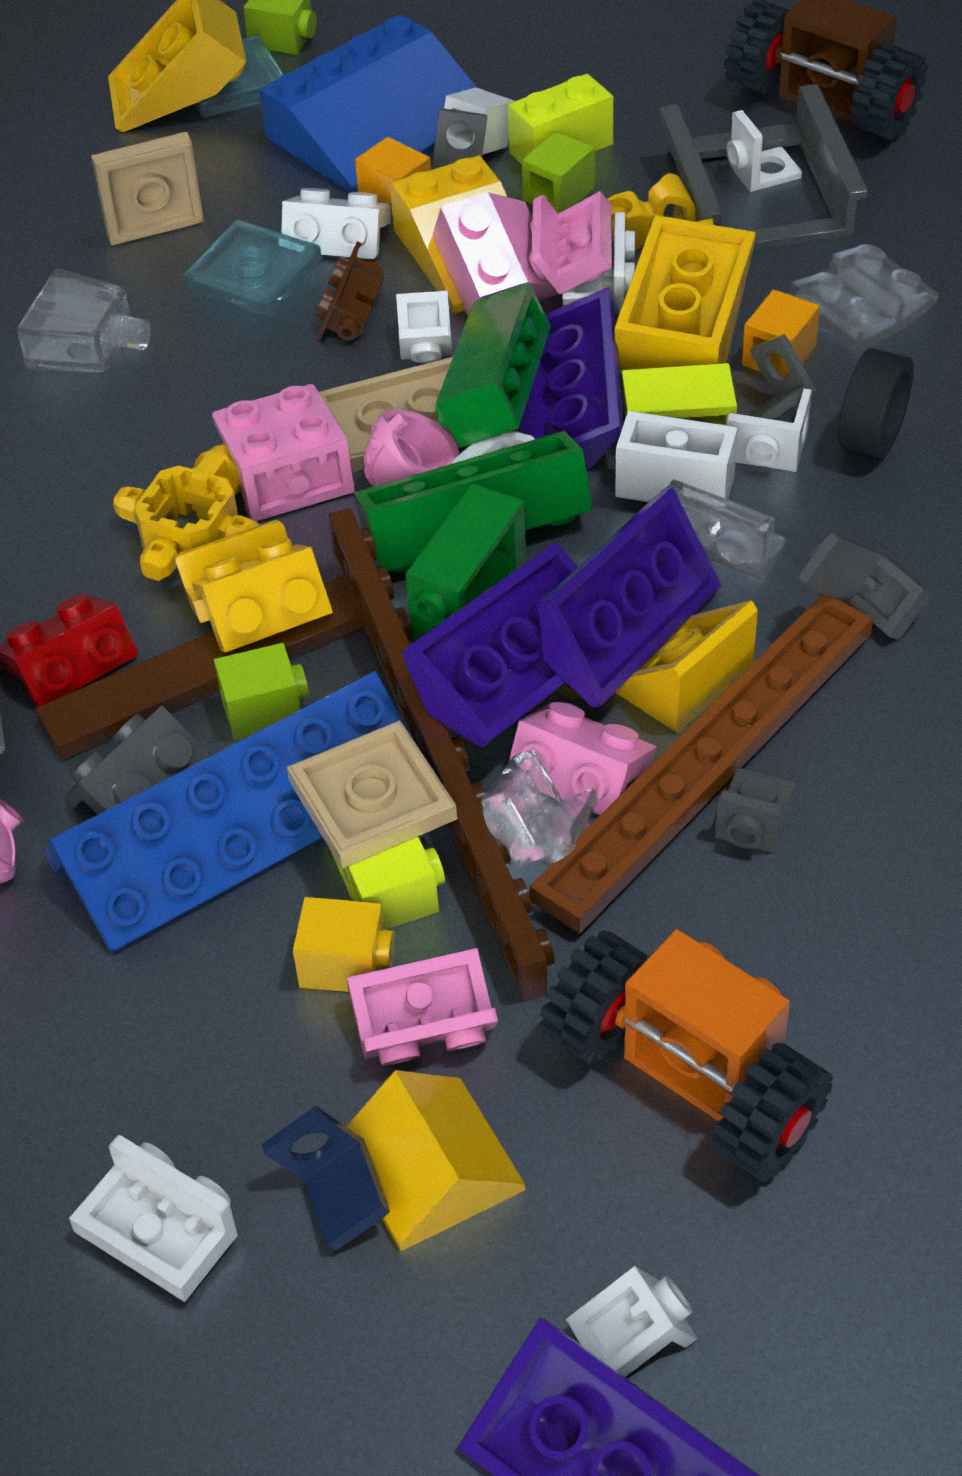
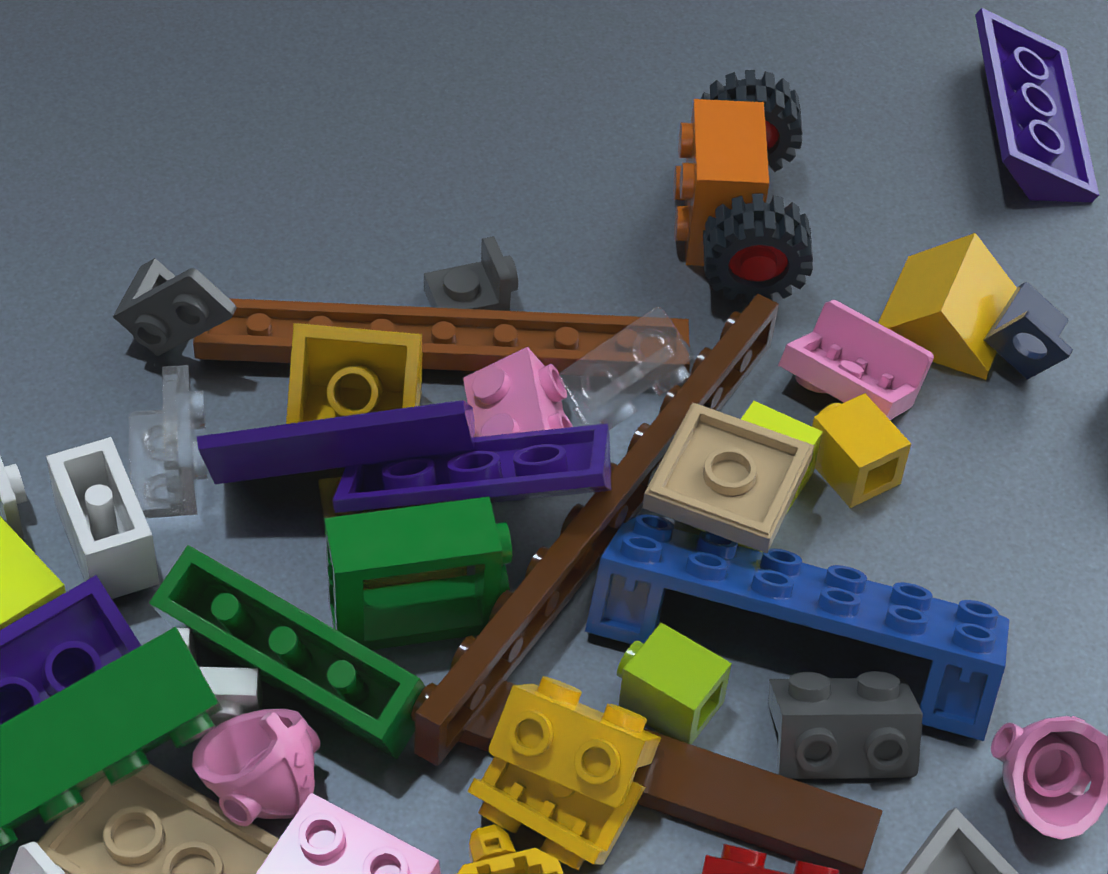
camera: 135 degrees left, 0 degrees up
(633, 1320) = (946, 142): white bracket -> none

